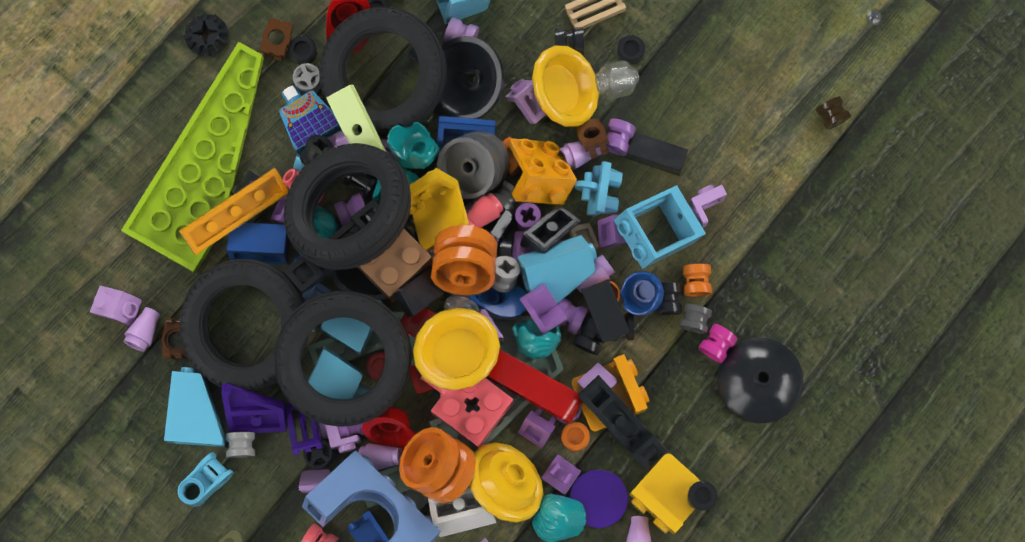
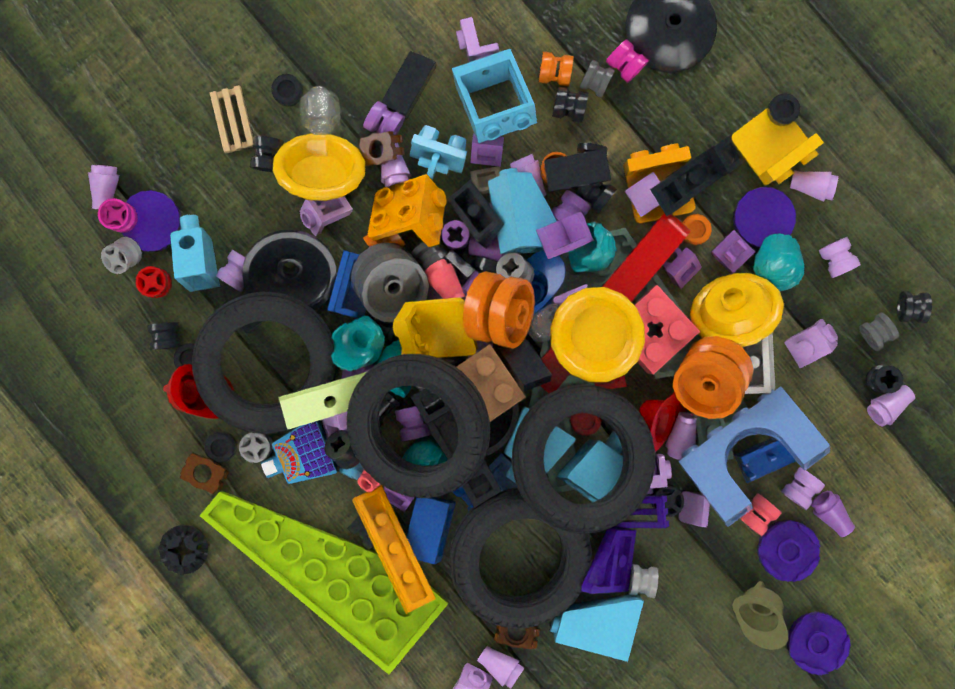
camera: 80 degrees left, 10 degrees up
(205, 479) = (671, 621): medium azure piece -> none
(642, 293) = (564, 128): blue hair -> none

